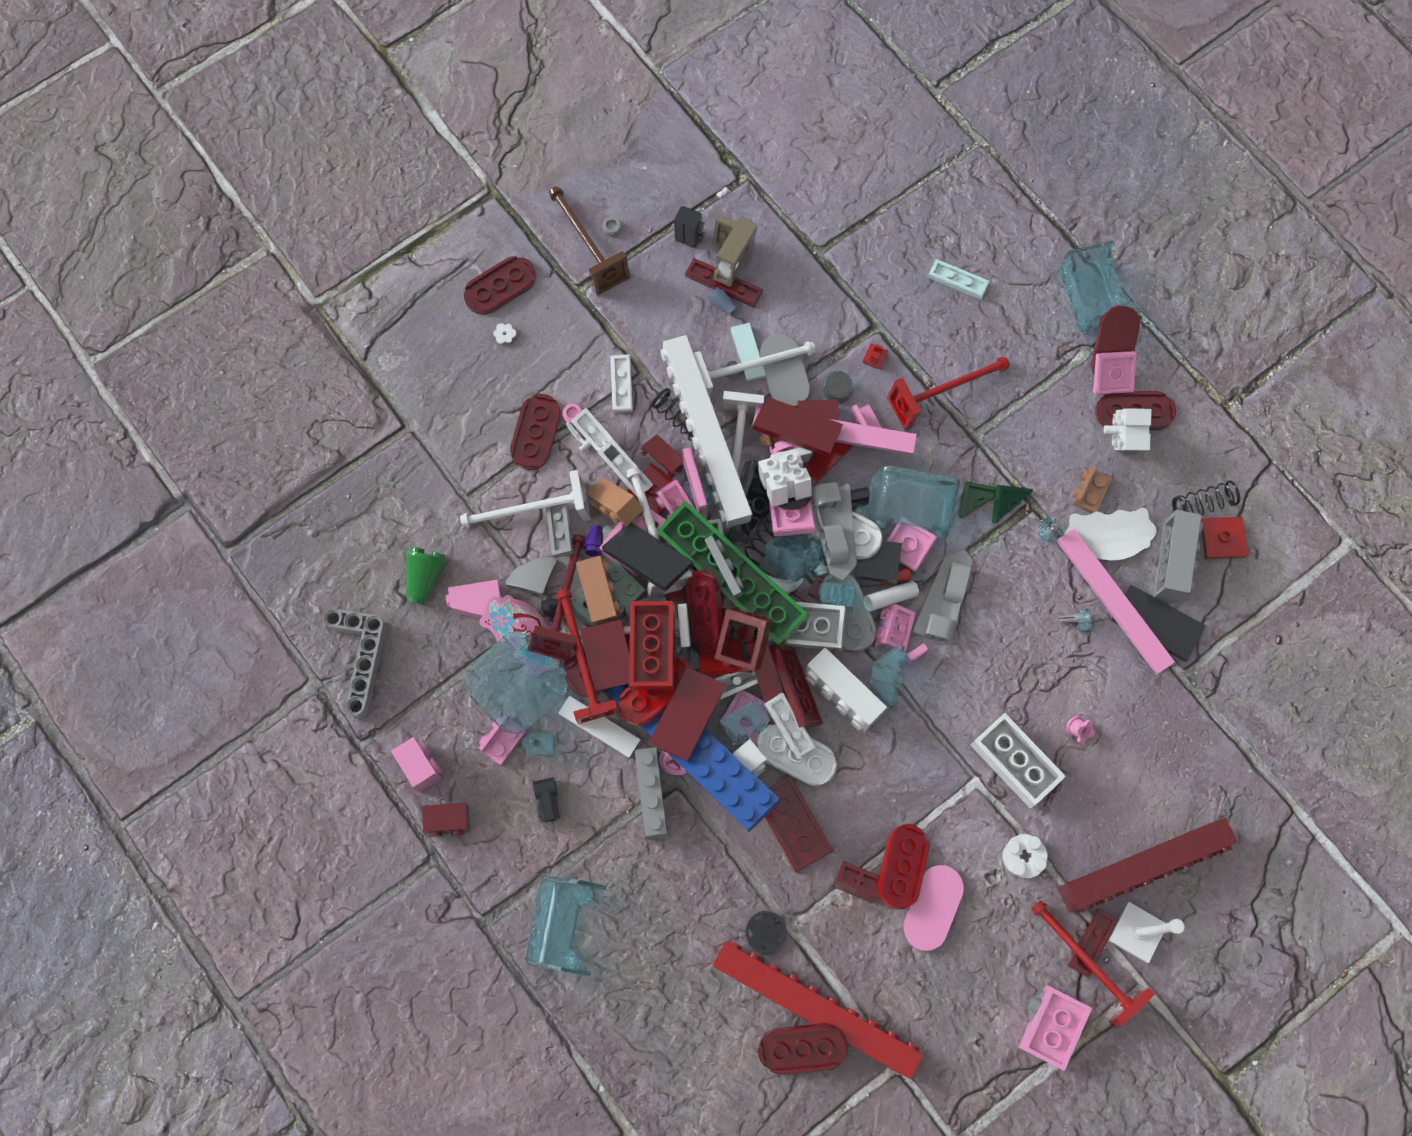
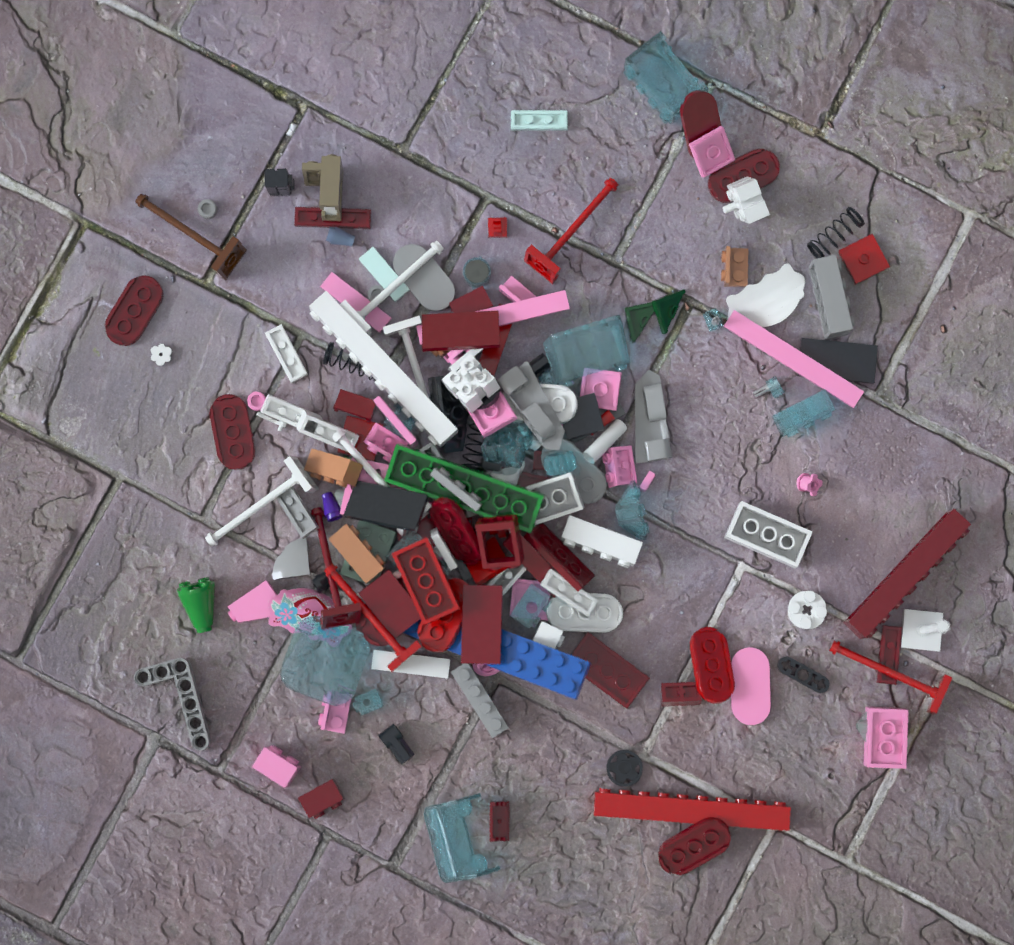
camera: 20 degrees left, 10 degrees up
(613, 926) = (499, 821): none -> dark red hinge
(699, 343) = (342, 291): none -> bright pink tile
(984, 920) = (818, 677): none -> black beam
(1103, 658) = (804, 414): none -> clear light blue brick

